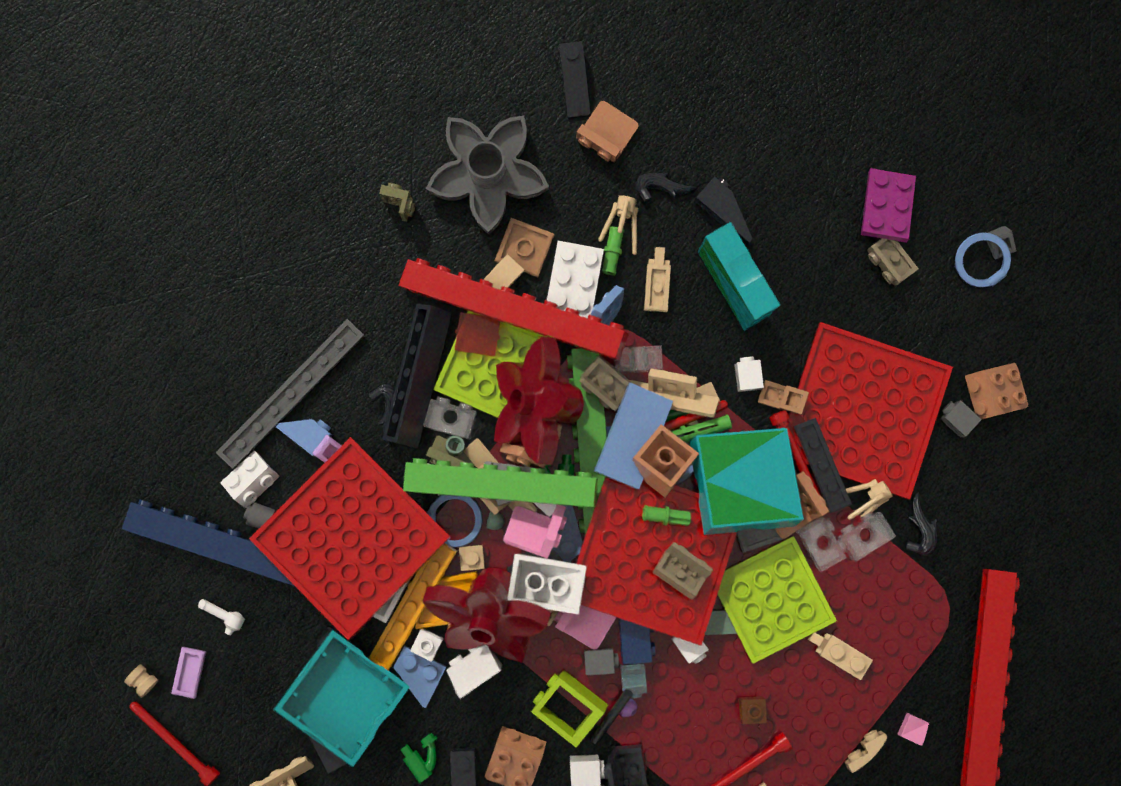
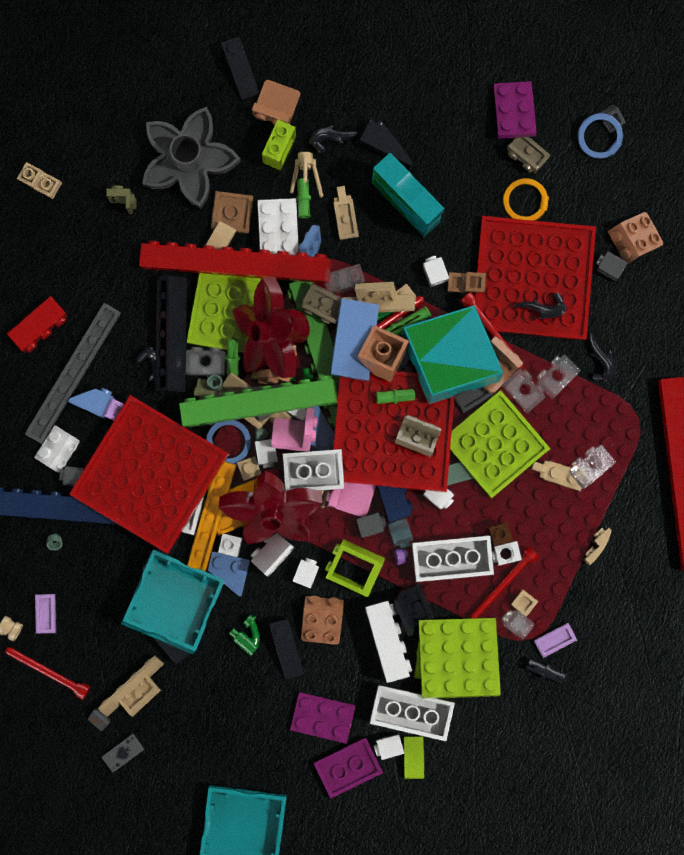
camera: 15 degrees left, 0 degrees up
(219, 594) = (54, 537): none -> sand green hinge
(232, 620) = (71, 564): white piece -> none
(262, 327) = (38, 325): none -> red brick
(306, 156) = (39, 180): none -> tan slope
(477, 334) = (211, 290): clear red piece -> none
(483, 420) = (232, 357): none -> bright green axle
(494, 546) = (266, 453): none -> white brick
(509, 699) = (306, 572): none -> white brick
(596, 185) = (278, 148): none -> lime window
(611, 716) = (390, 566): black bar -> none
(688, 726) = (452, 558): none -> white brick
(762, 741) = (514, 550): none -> white brick
(822, 465) = (510, 328): black tile -> none
(868, 454) = (546, 312): none -> black piece
(879, 494) = (560, 341): tan plant -> none
(894, 653) = (601, 462): none -> clear brick
(897, 322) = (543, 204): none -> light orange piece
(913, 729) = (632, 520): bright pink slope -> none

